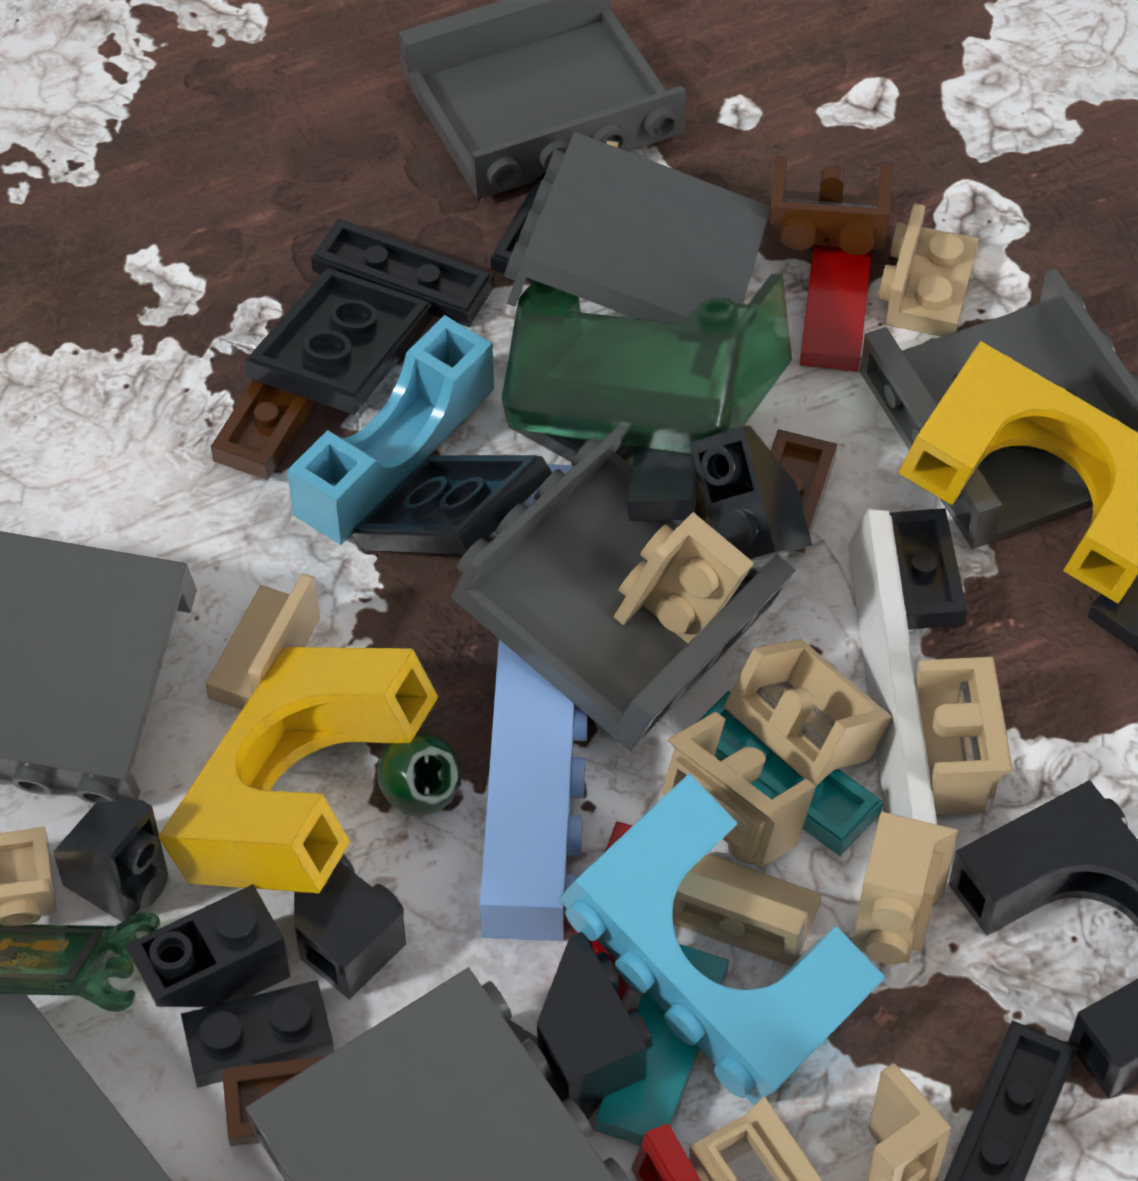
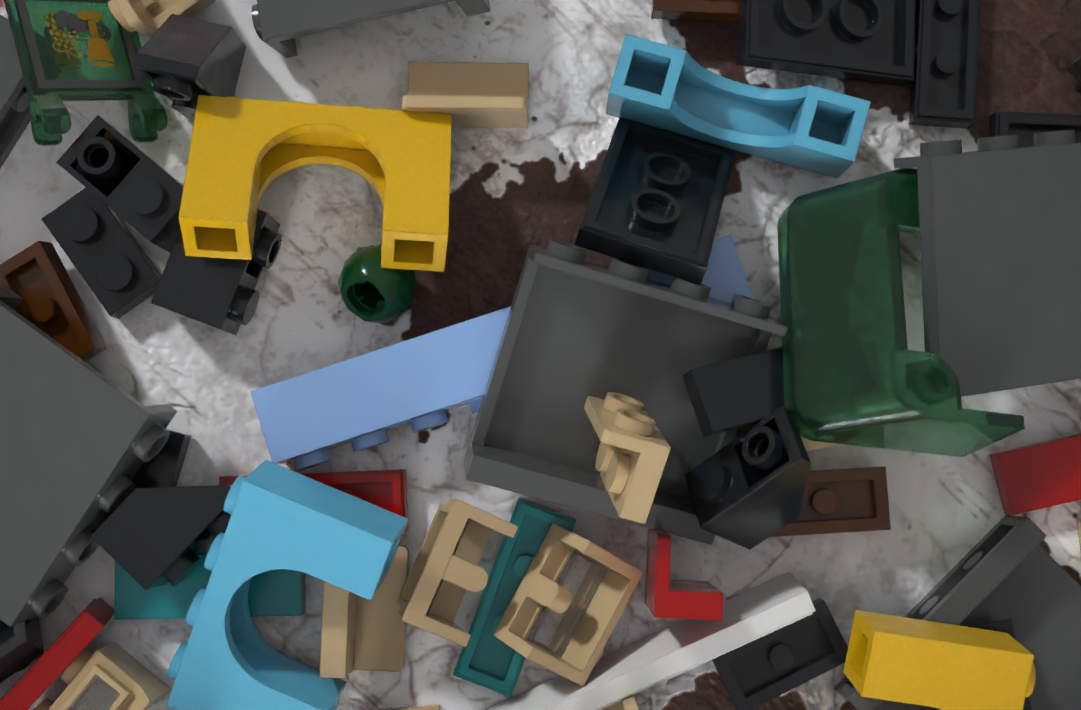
camera: 75 degrees right, 30 degrees up
(814, 608) = (676, 597): none -> red panel

